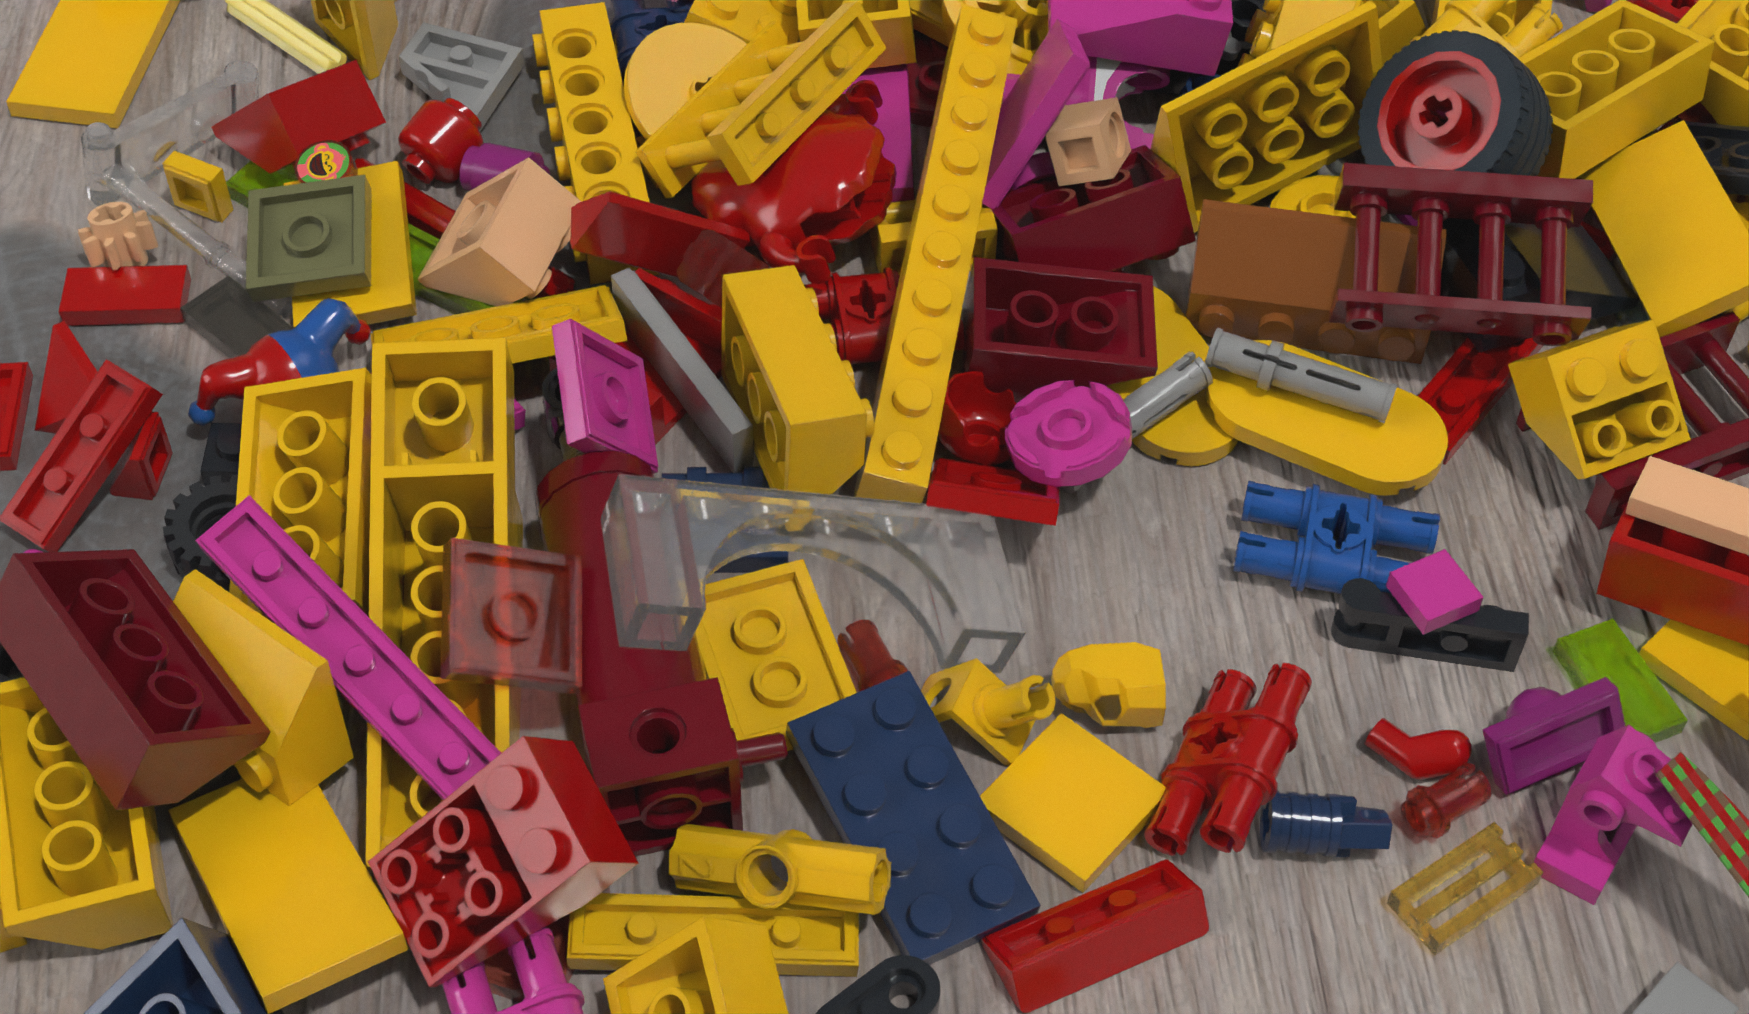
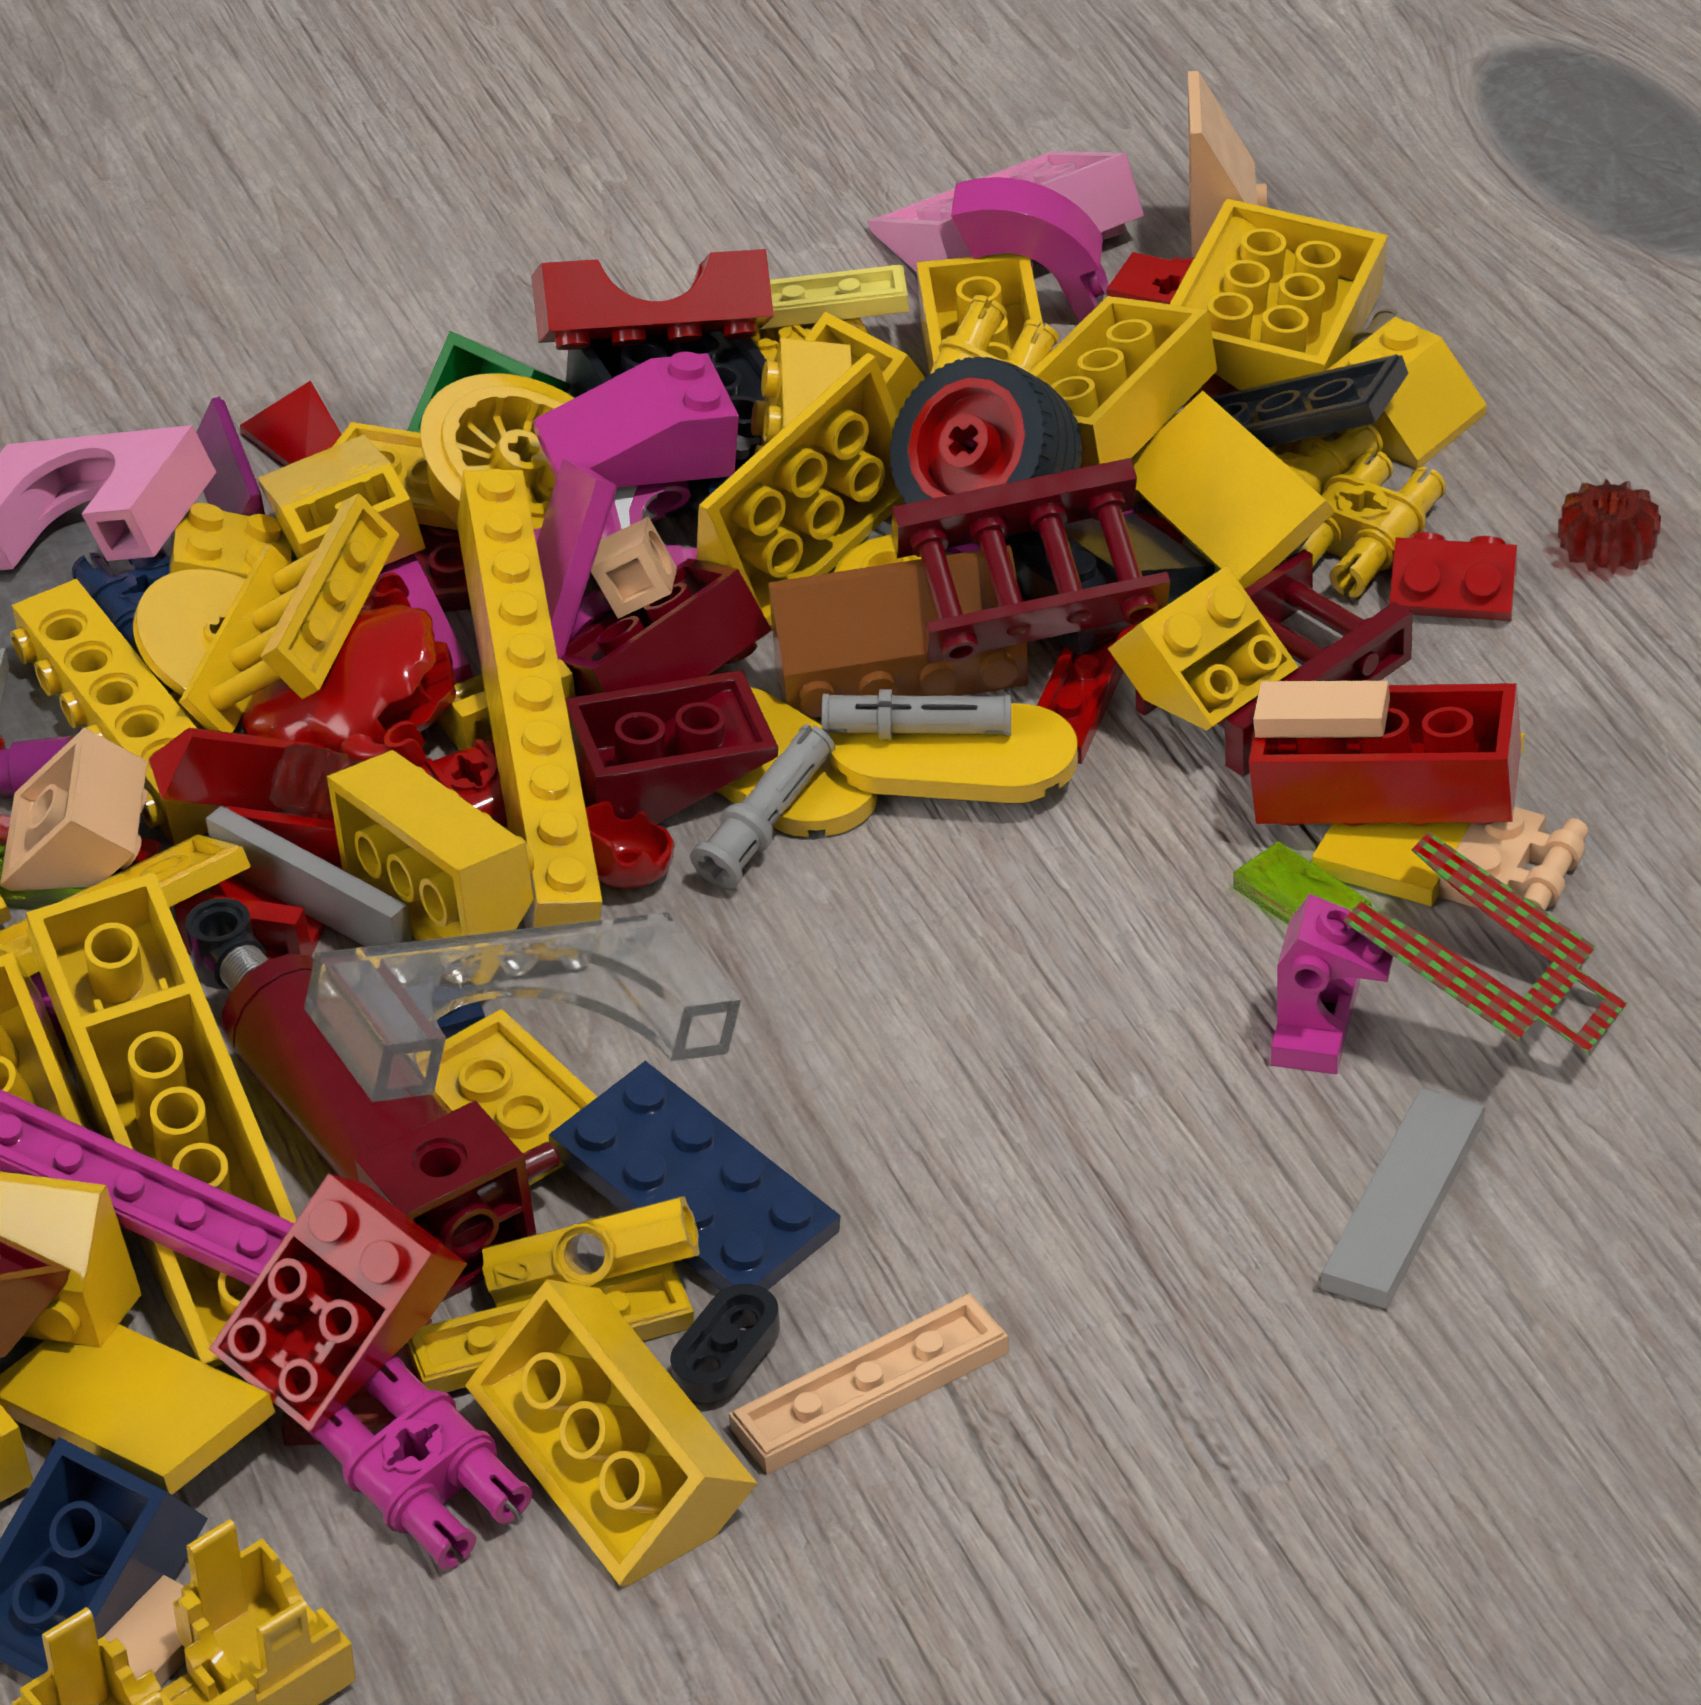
camera: 15 degrees left, 10 degrees down
(511, 616) = (258, 1109): clear red tile -> none
(603, 394) = (252, 905): dark pink plate -> none
(869, 654) = (598, 1070): clear red pin -> none
(988, 708) = (737, 1077): yellow bracket -> none
(991, 492) = (666, 896): red tile -> none
(1068, 433) = (715, 826): dark pink tile -> none
(1072, 802) = (839, 1130): yellow tile -> none
(1097, 935) = (901, 1227): red slope -> none
(1113, 683) = (838, 1023): yellow rock -> none
(1229, 760) = (967, 1048): red pin -> none
(1319, 517) = (1002, 852): blue pin -> none
(1321, 825) = (1068, 1079): dark blue hinge -> none
(1379, 624) = (1112, 895): black plate -> none
(1420, 755) = (1140, 1001): red arm -> none
(1433, 808) = (1166, 1037): clear red pin -> none
(1434, 591) = (1105, 854): dark pink tile -> none
(1503, 858) = (1206, 1087): clear yellow tile -> none
(1550, 732) = (1246, 944): magenta tile -> none

